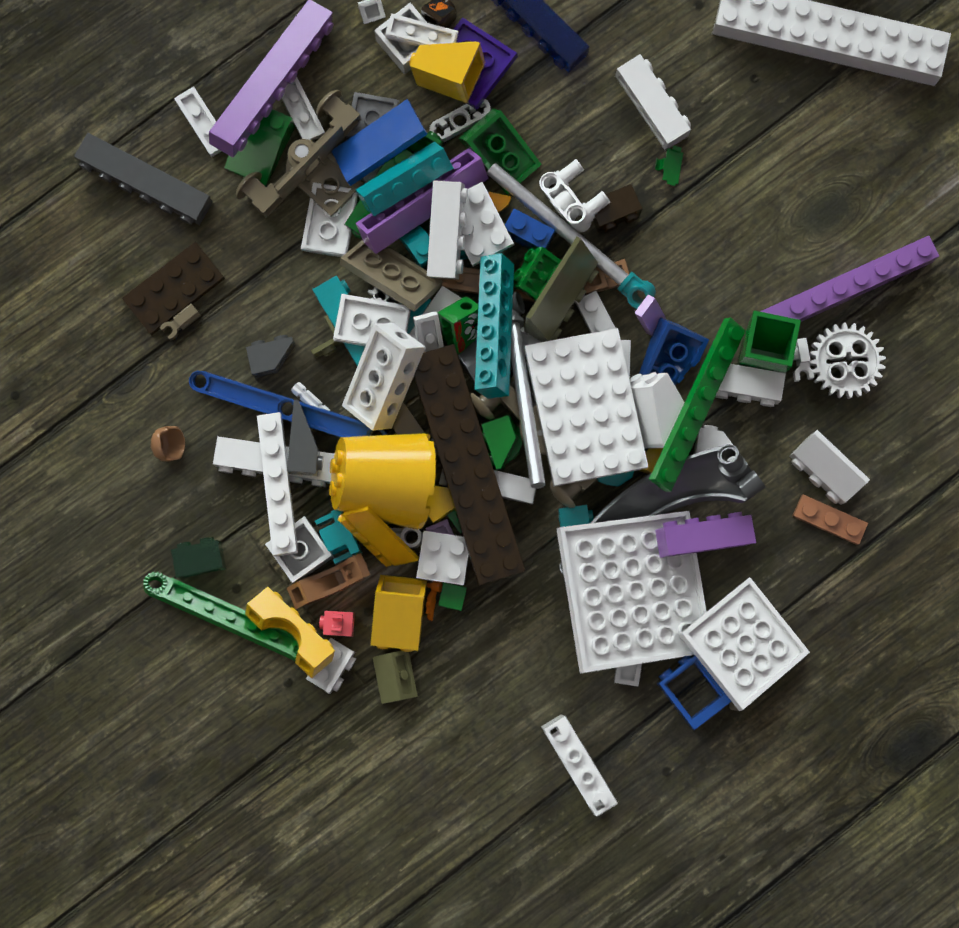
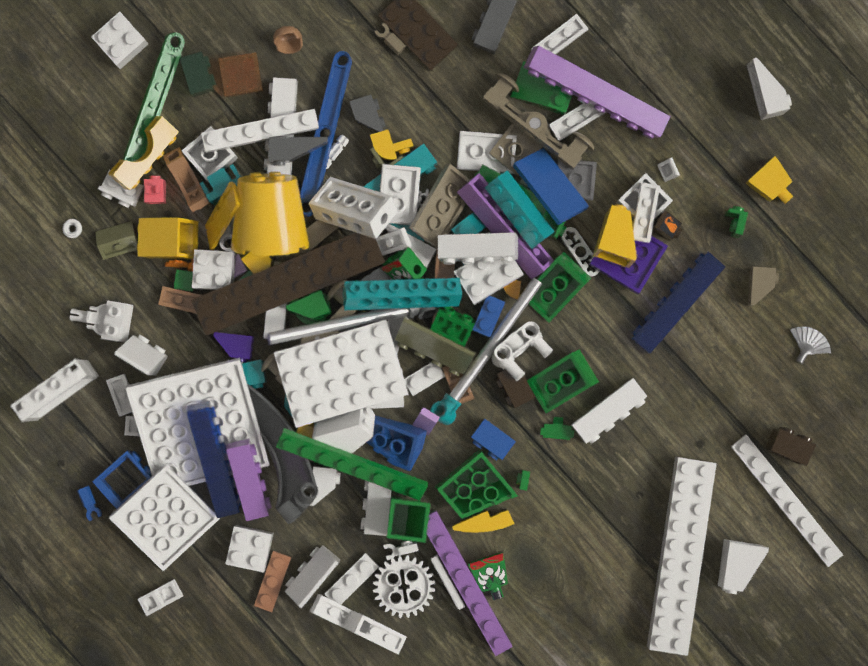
camera: 85 degrees right, 5 degrees up
(145, 651) = (119, 40): none -> white brick
(204, 506) = (240, 74): none -> clear orange plate
(313, 336) = (386, 149): none -> yellow brick
(367, 732) = (66, 228): none -> white plate
(476, 604) = (177, 299): none -> medium nougat plate
(494, 692) = (110, 320): none -> white brick
(538, 538) = (236, 345): none -> dark purple slope
(541, 653) = (142, 355): none -> white slope
(588, 686) = (118, 392): none -> white plate
(613, 152) = (562, 381): none -> green slope
(677, 240) = (492, 439): none -> blue brick
(677, 574) = (213, 458): none -> clear blue brick
(717, 739) = (88, 502): none -> blue bar
(728, 208) = (523, 479): none -> green plate
(731, 265) = (474, 486): none -> green wedge
(776, 258) = (484, 523): none -> yellow slope
(789, 542) = (249, 548): none -> white brick
(834, 424) = (352, 579): none -> white plate
(837, 255) = (490, 574): none -> torso
(841, 659) = (160, 597): none -> white slope
(844, 308) = (447, 582): none -> white tile
(890, 417) = (358, 624): none -> white bracket

